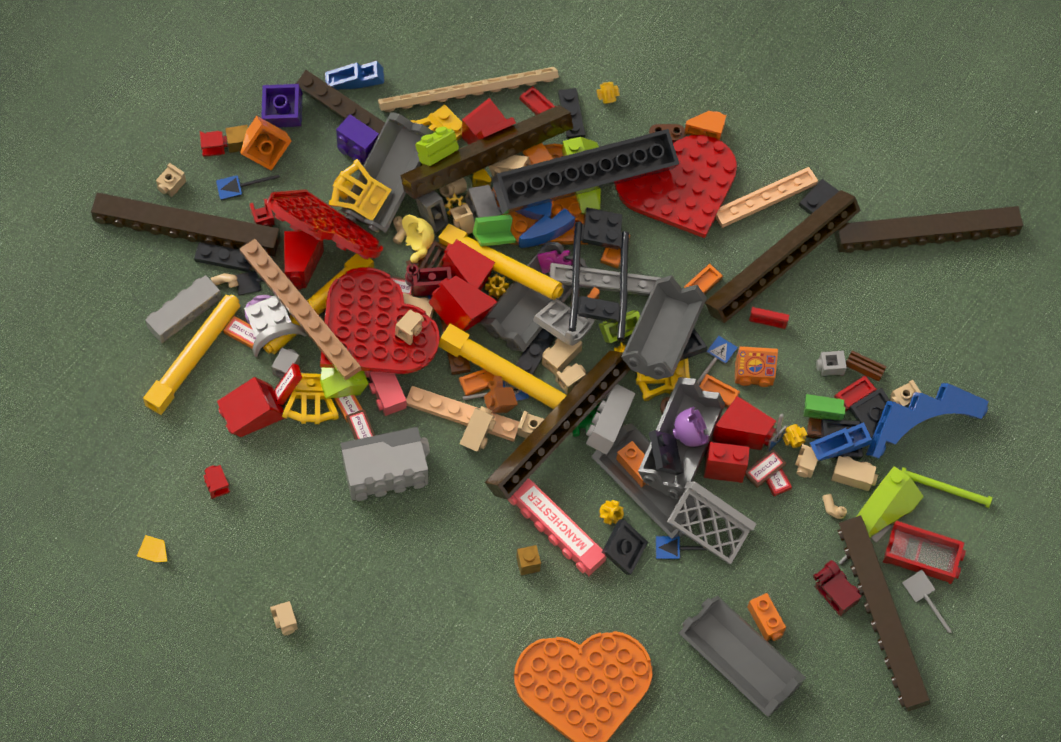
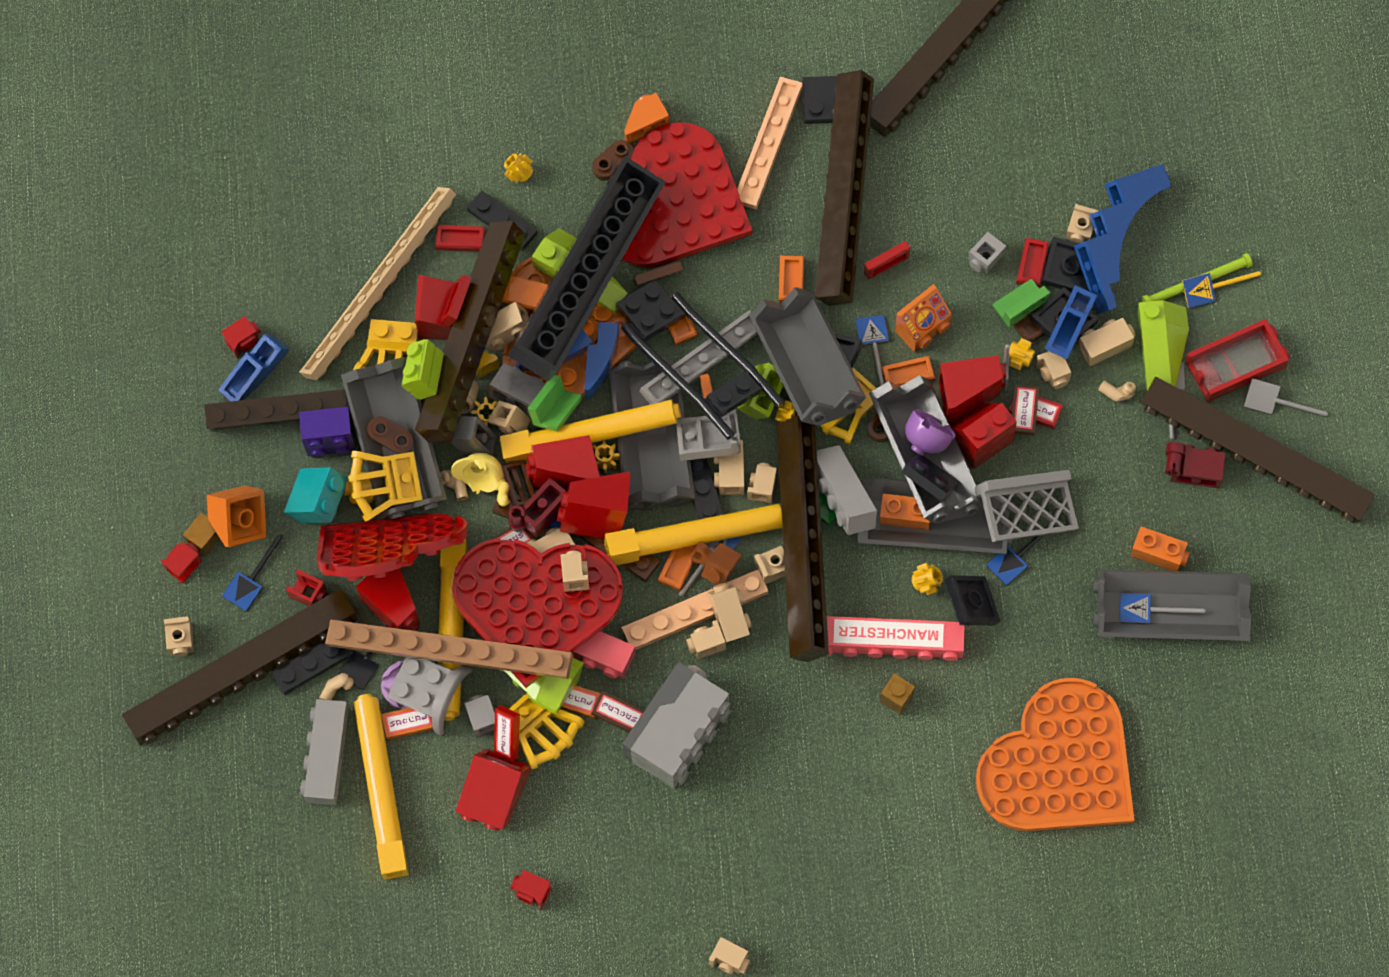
camera: 35 degrees left, 5 degrees up
(282, 105) = (214, 461): dark purple brick -> none
(316, 169) = (316, 495): none -> teal brick
(365, 53) = (241, 336): none -> red window
(386, 169) = (390, 435): none -> reddish brown plate
(450, 435) = (706, 641): none -> tan brick
(545, 259) = (632, 383): magenta plate -> none
(628, 213) = (657, 273): none -> reddish brown tile
(719, 639) = (1137, 609): none -> piece
(865, 365) = (1018, 228): reddish brown tile -> none
(942, 493) = (1200, 288): none -> piece

